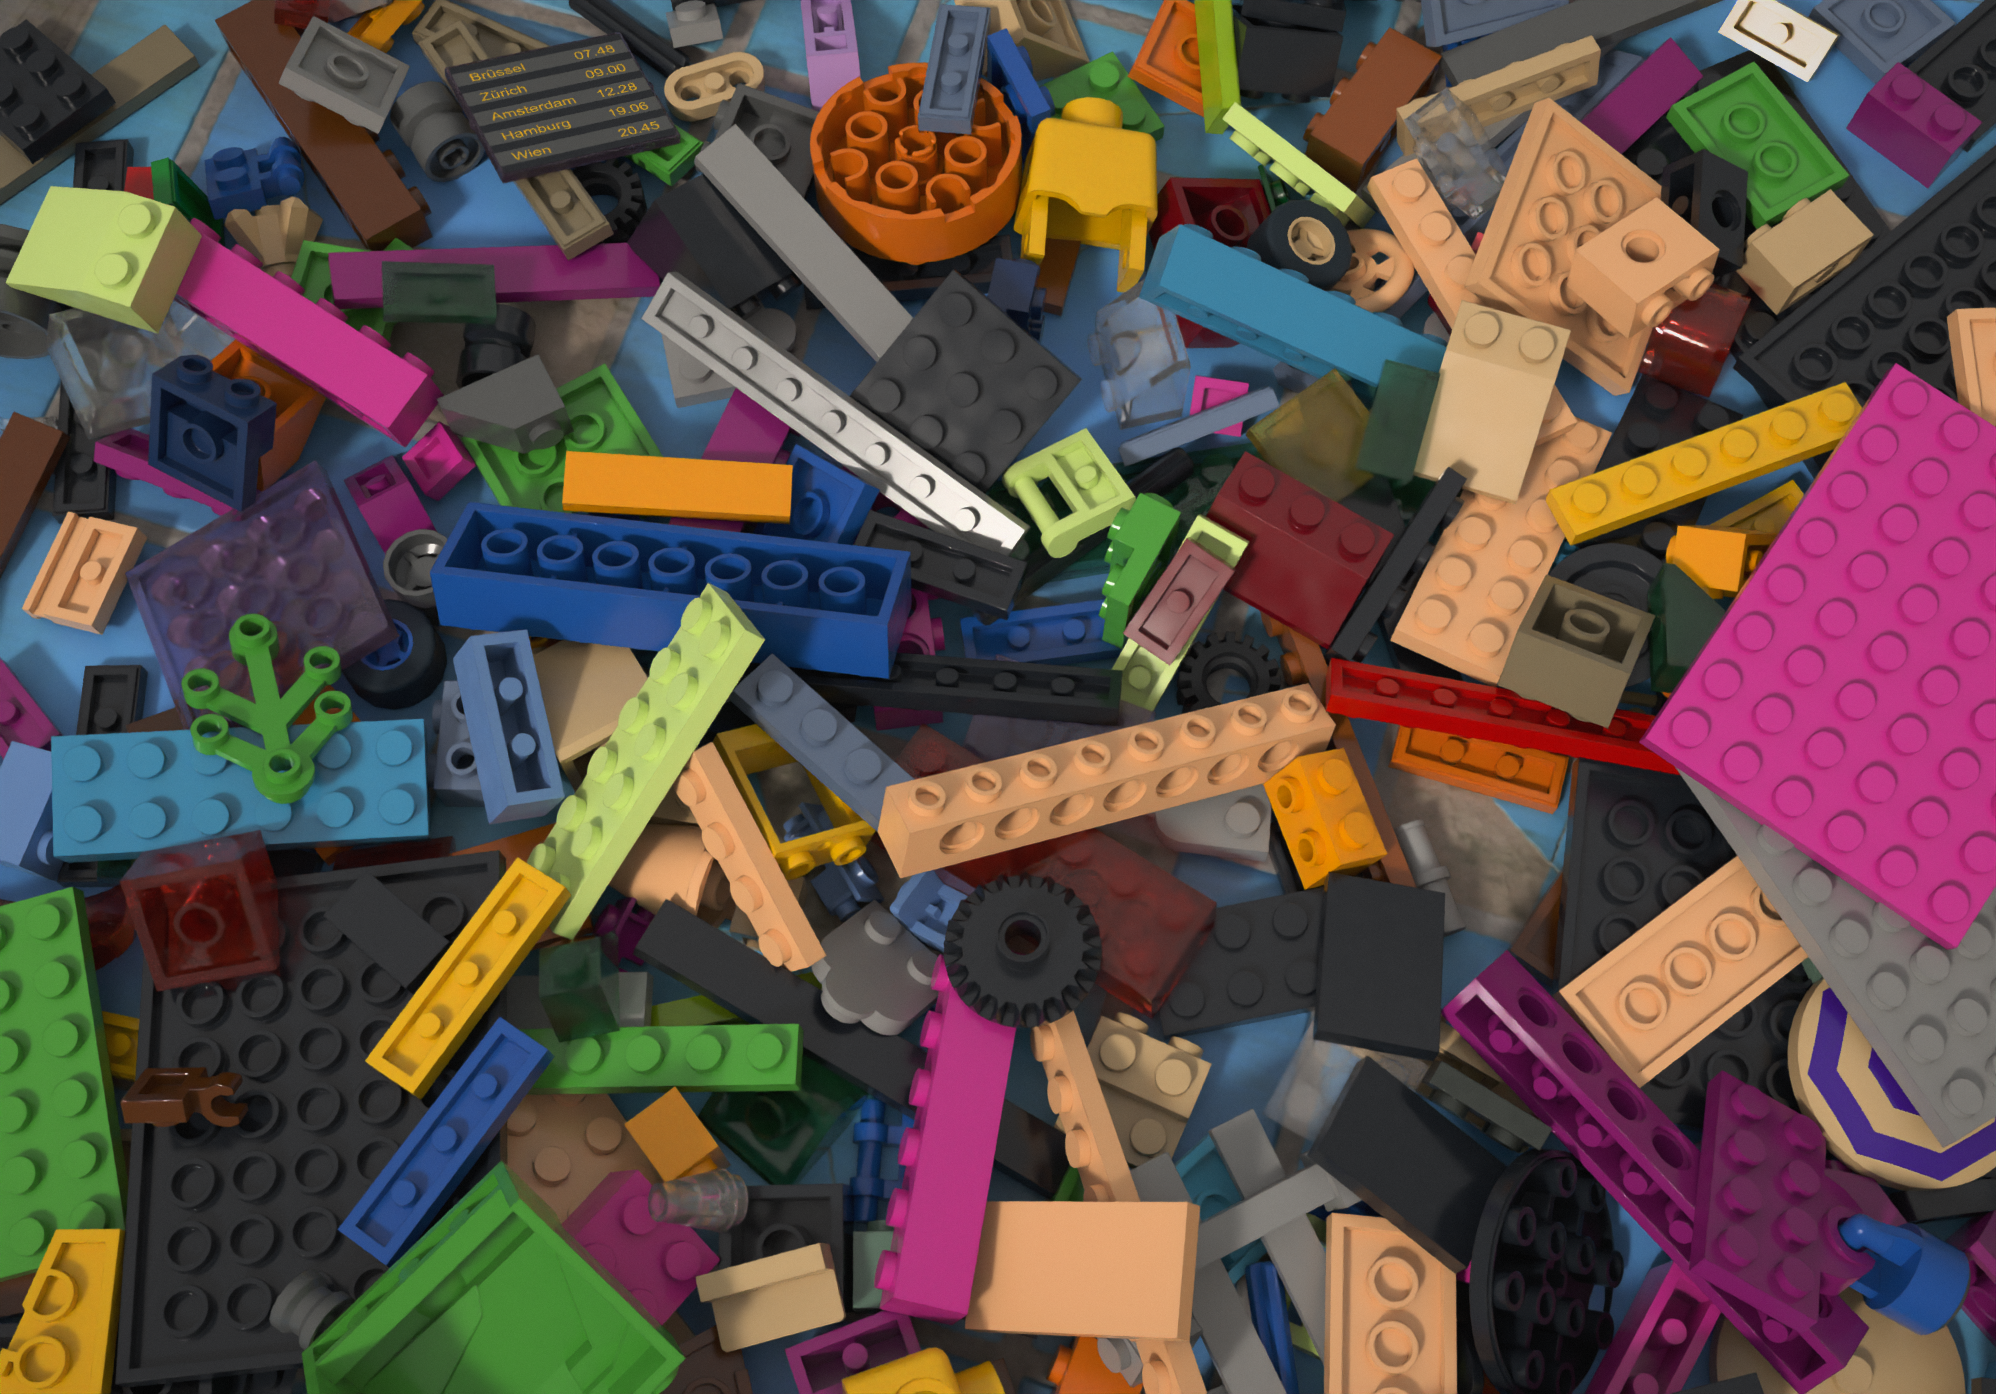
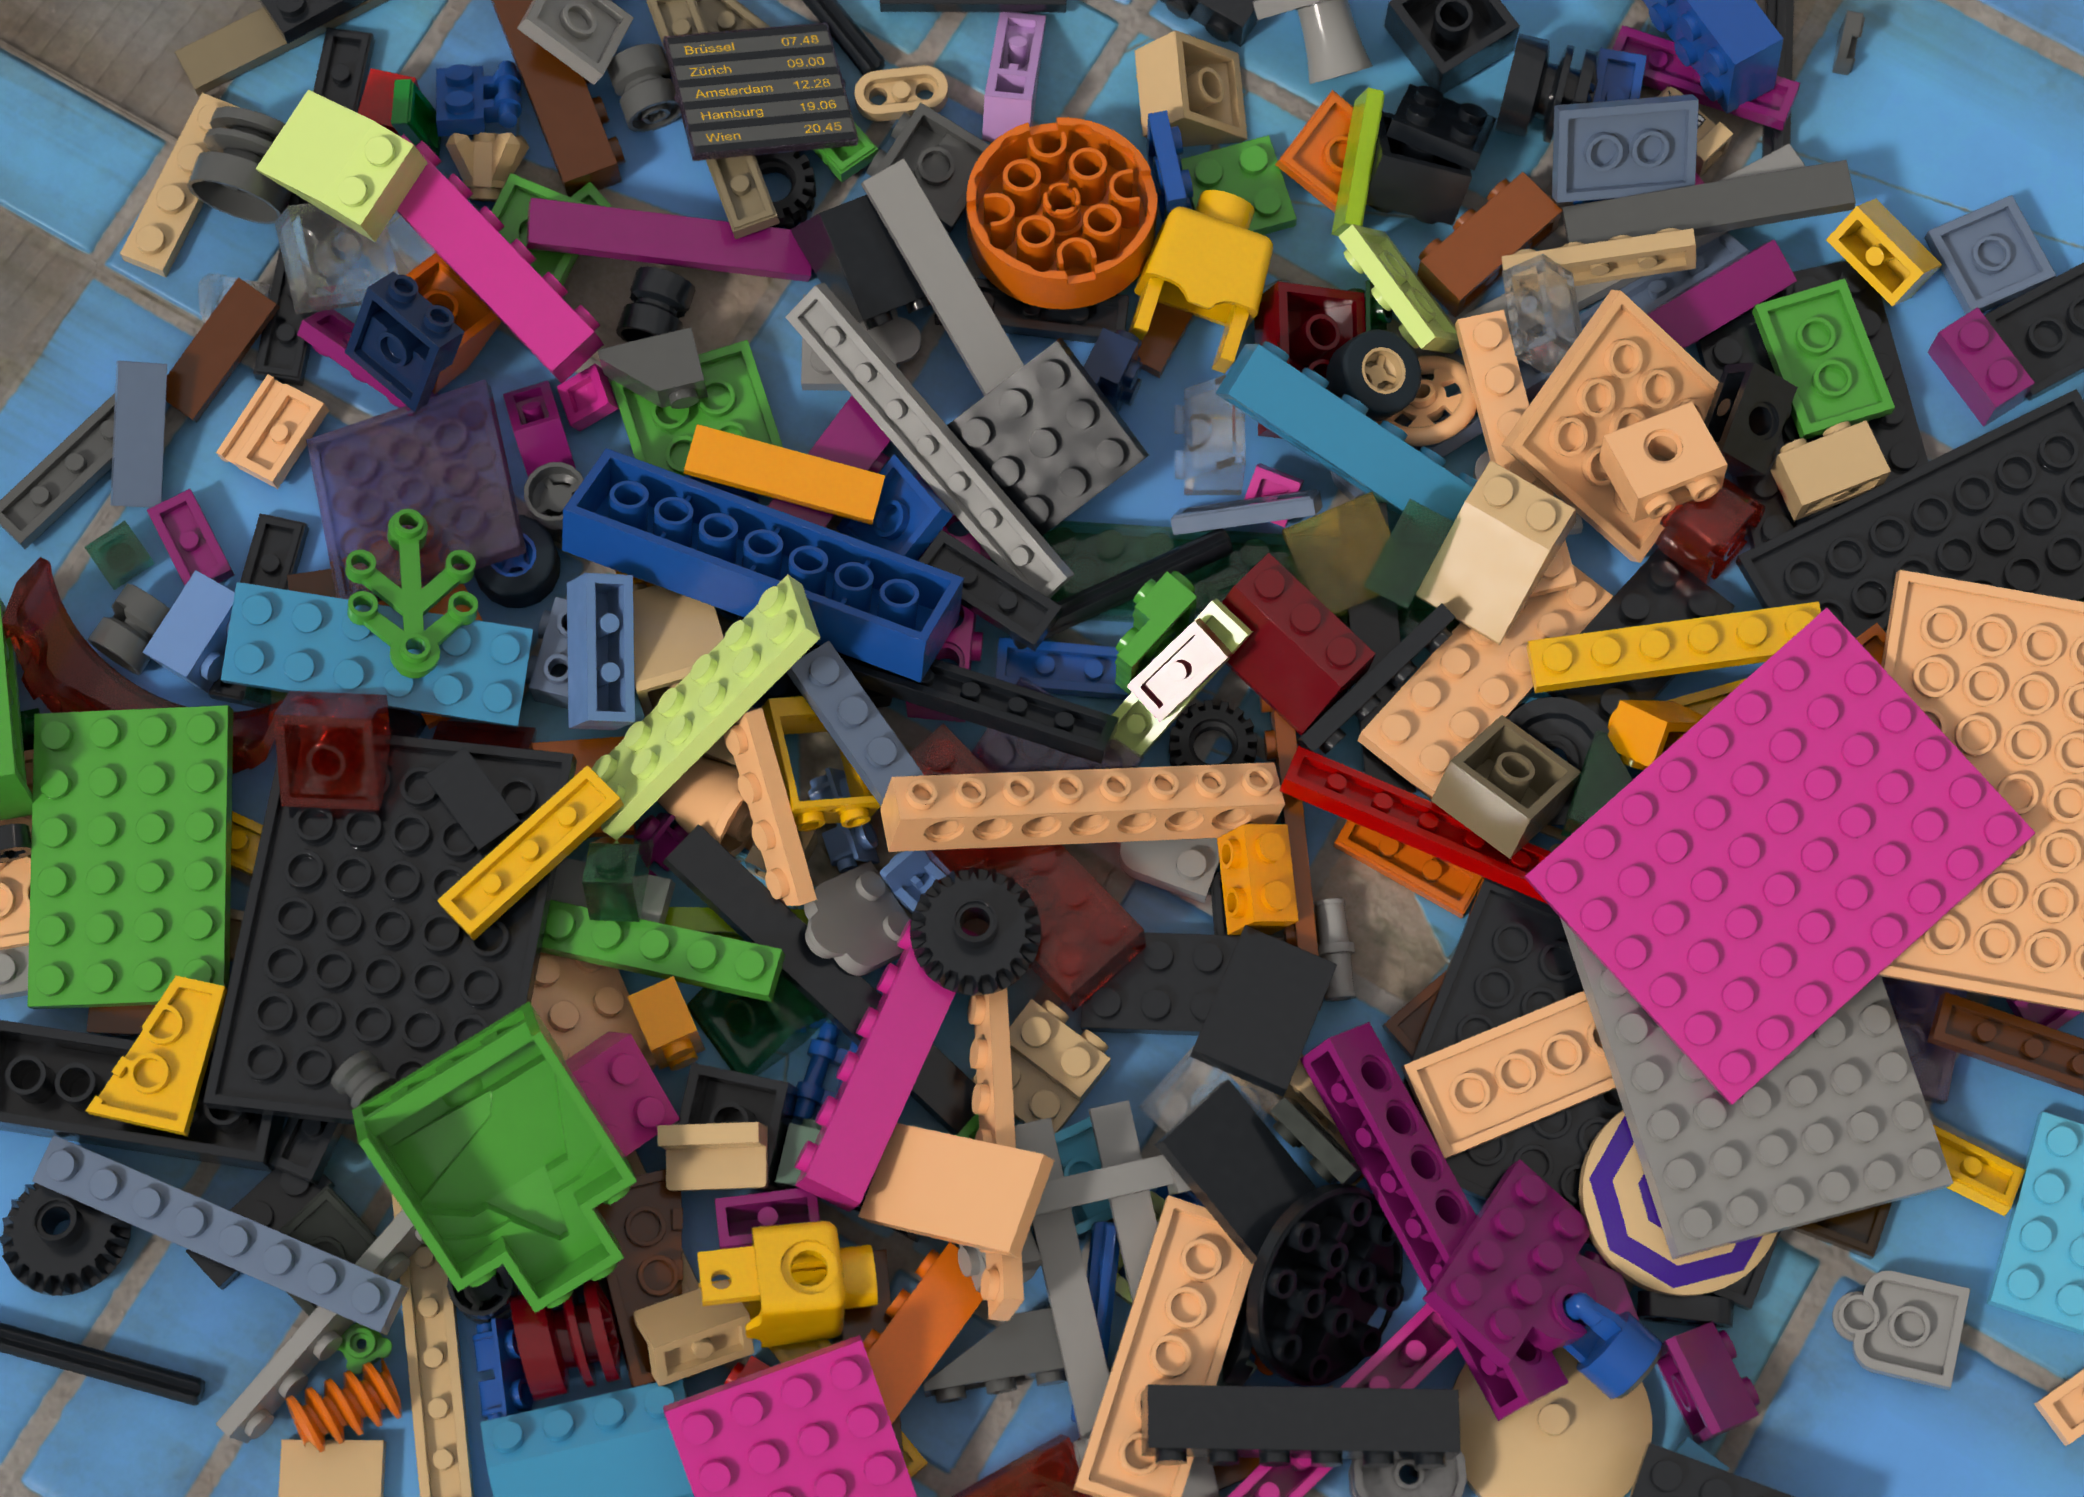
camera: 15 degrees right, 5 degrees up
(174, 1094) = (285, 892): reddish brown plate -> none
(438, 292) = (617, 254): clear green plate -> none
(446, 1143) = (489, 977): blue plate -> none
(694, 24) = (895, 28): light grey plate -> none
(700, 1201) = (674, 1069): clear cone -> none
(954, 69) = (1113, 135): sand blue tile -> none
(1082, 478) = (1131, 543): yellowish green plate -> none

